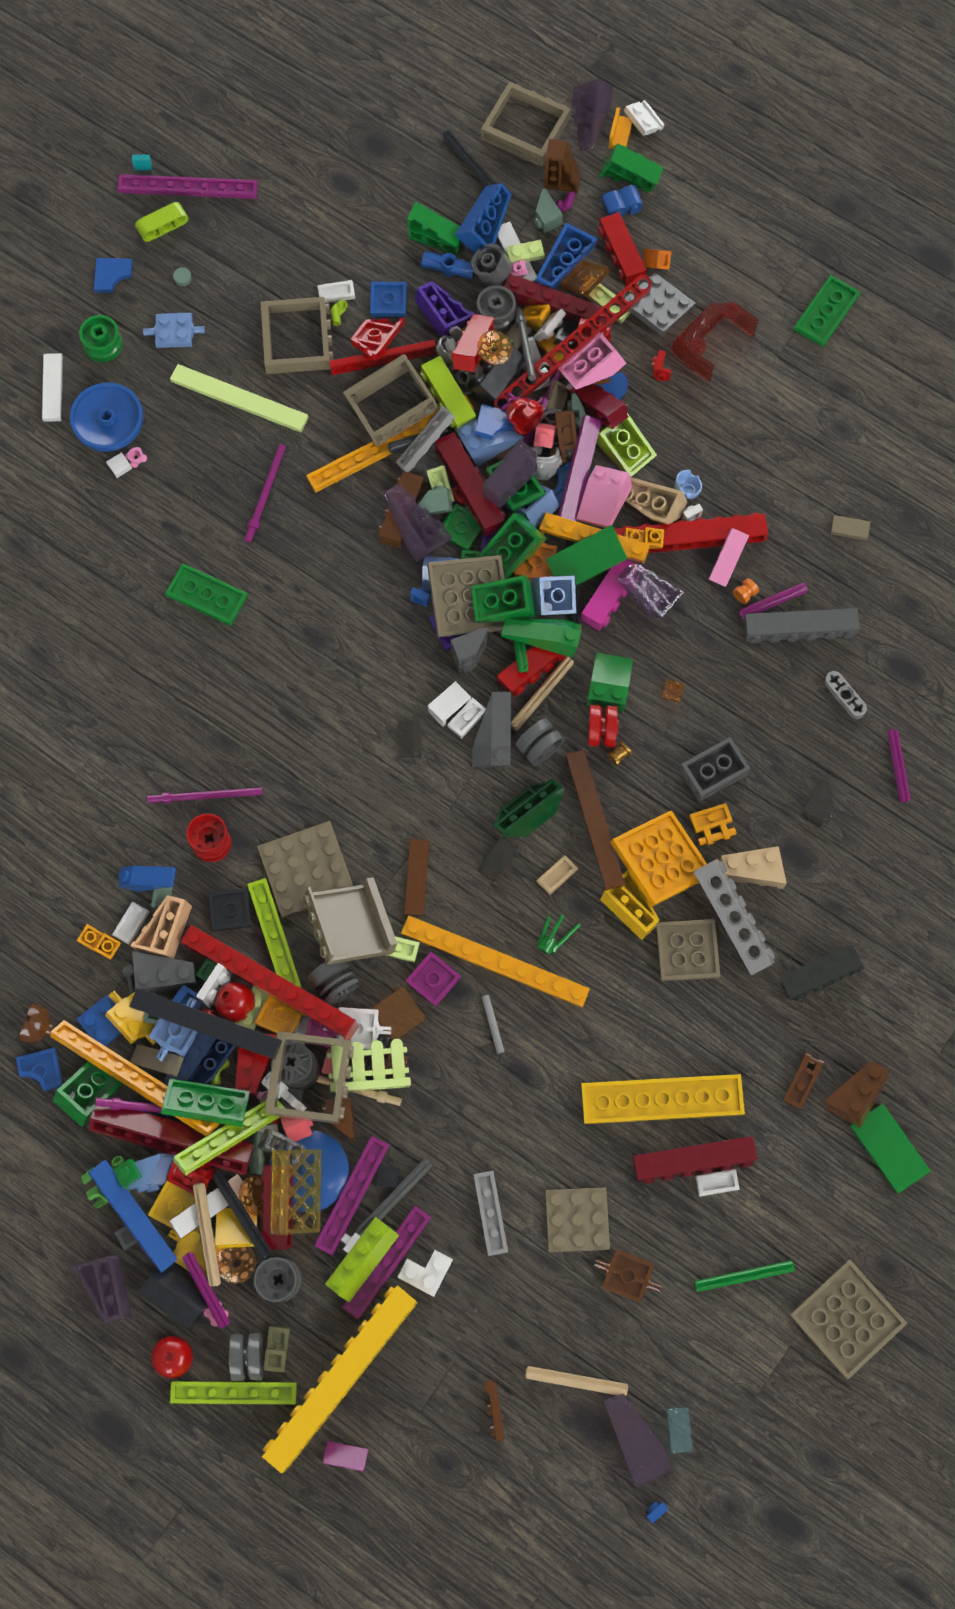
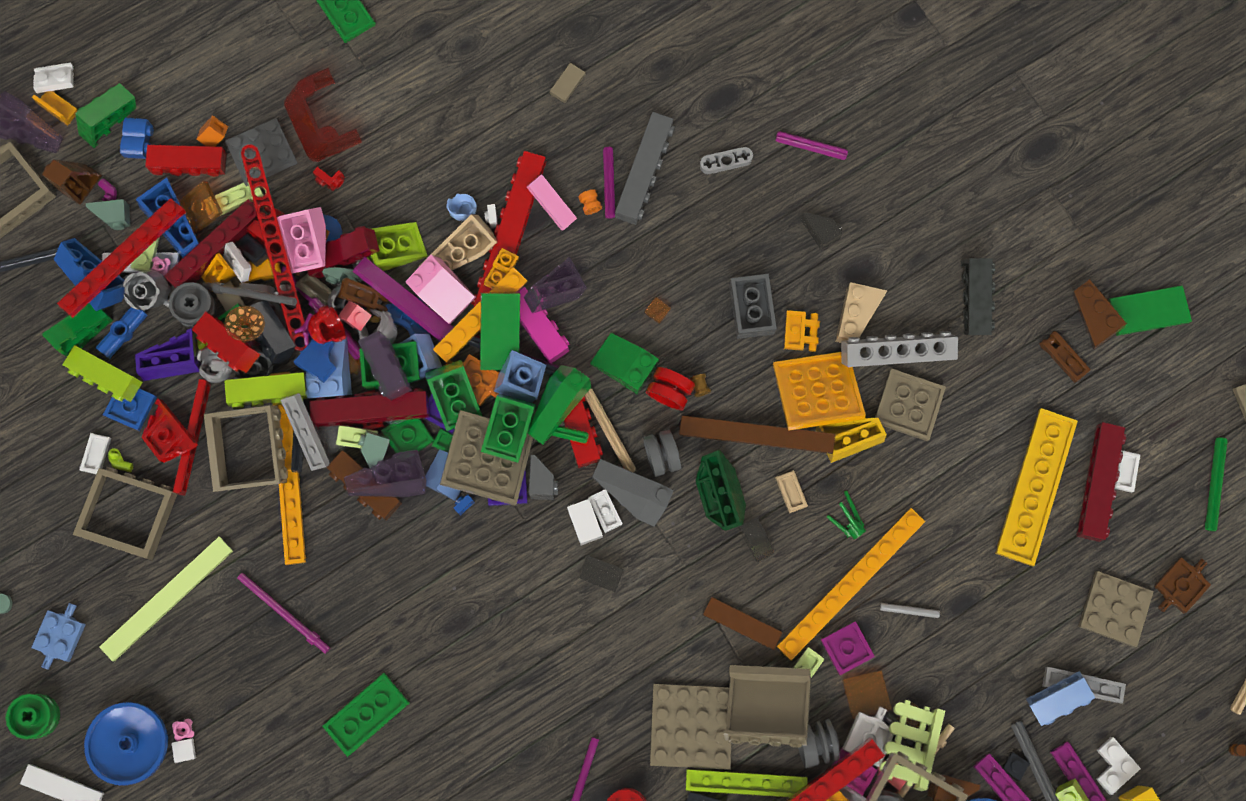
camera: 70 degrees left, 5 degrees up
(405, 265) = (102, 373): none -> lime brick
(466, 1191) = (1060, 698): none -> medium blue brick
(509, 232) = (121, 258): none -> red plate

